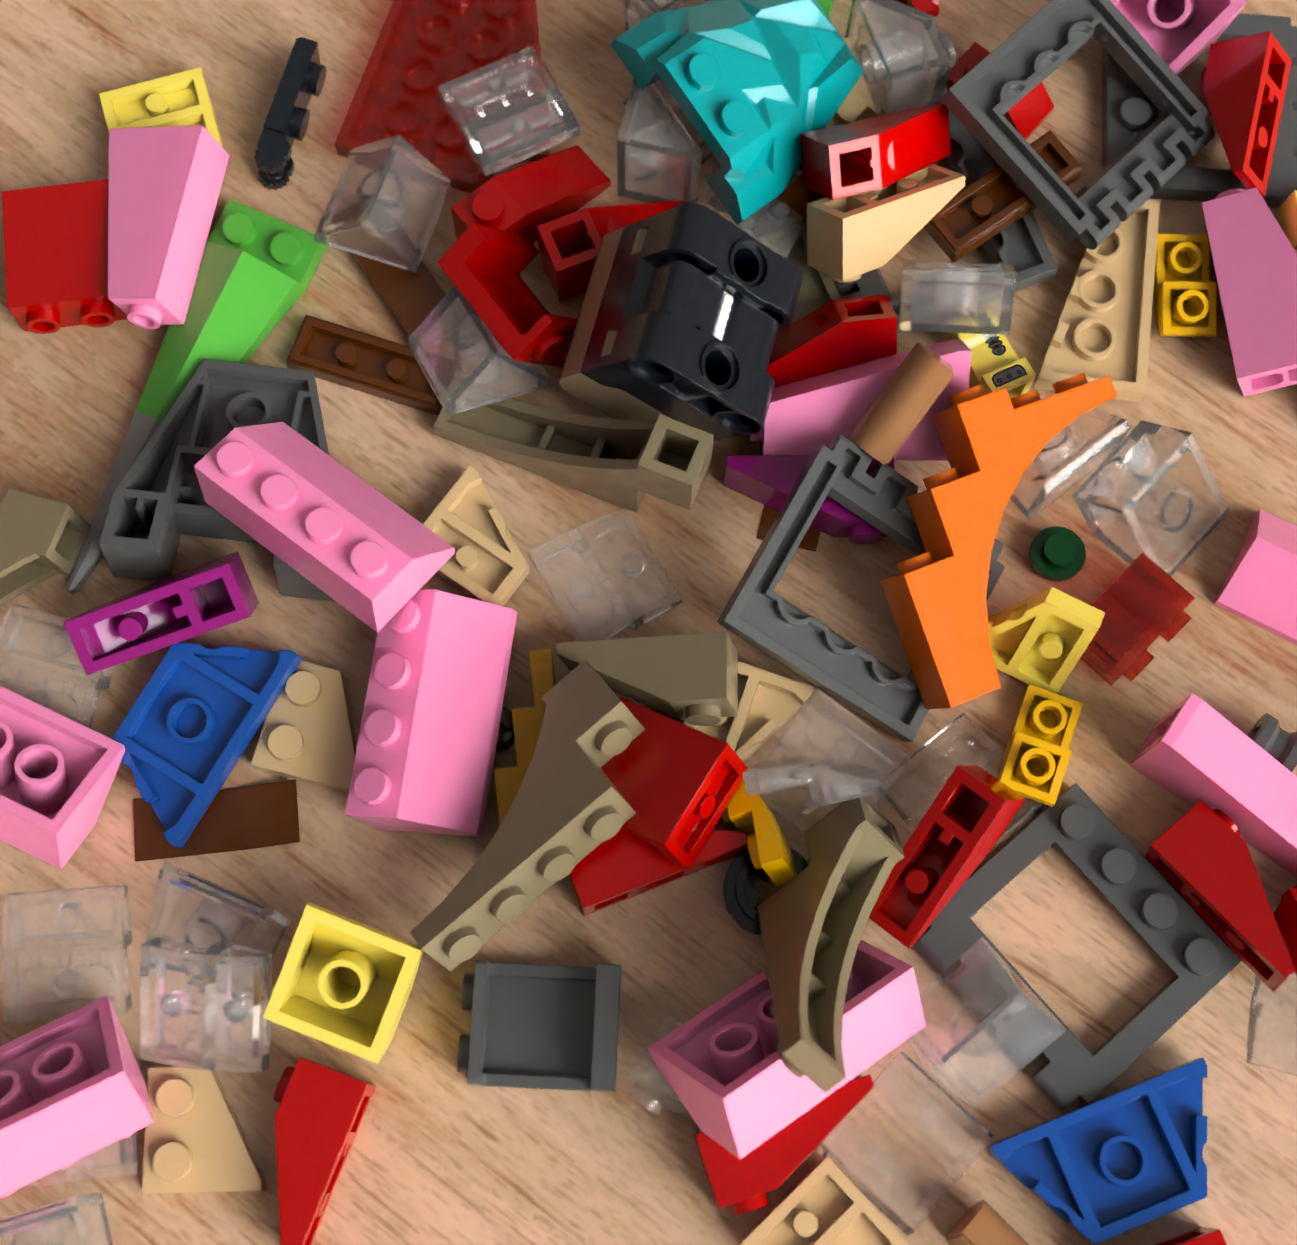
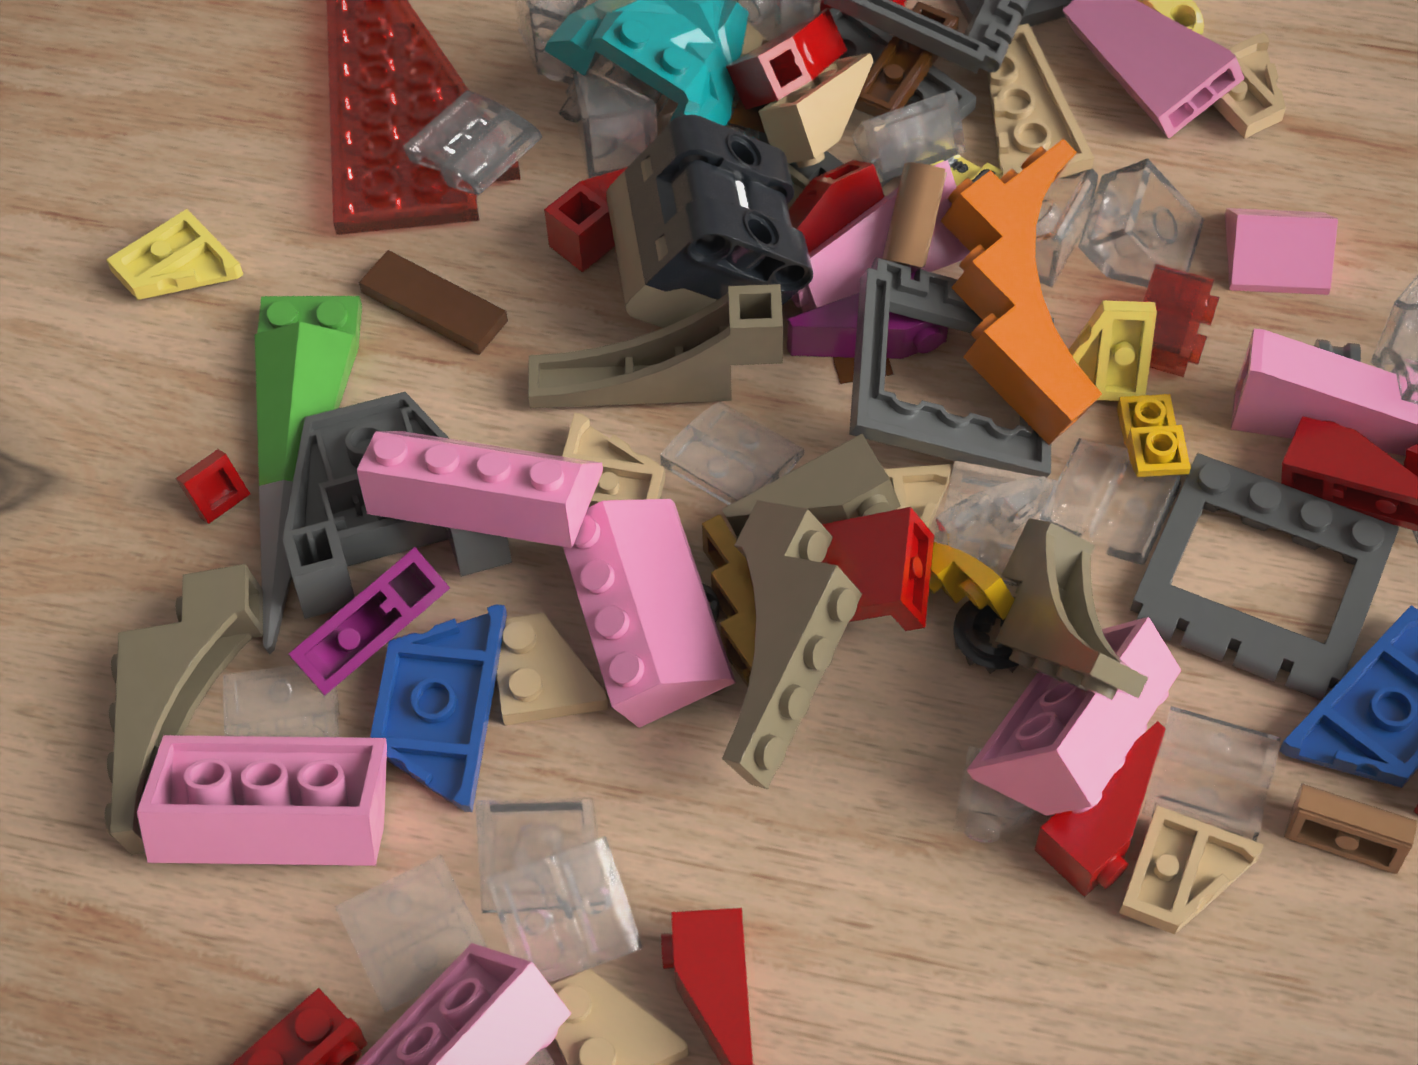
camera: 20 degrees left, 15 degrees down
(58, 256) = (138, 390): red panel -> none
(90, 394) = (213, 486): none -> red tile
(159, 218) = (212, 325): bright pink slope -> none
(233, 822) = (504, 775): reddish brown sticker -> none
(288, 113) = (282, 219): black hinge -> none
(344, 983) = (681, 829): light yellow slope -> none
(362, 363) = (451, 376): reddish brown tile -> none
(385, 204) = (399, 248): clear slope -> none
(467, 360) = (534, 328): clear slope -> none
(486, 272) = (518, 252): red panel -> none
(532, 194) = (513, 214): red slope -> none
(541, 1026) = (867, 814): dark grey panel -> none
(631, 866) = (879, 650): red slope -> none
(944, 851) = (1124, 532): red slope -> none
(981, 1025) = (1226, 653): clear slope -> none
(1057, 554) = (1085, 295): dark green plate -> none
(1182, 286) = (1083, 83): yellow slope -> none

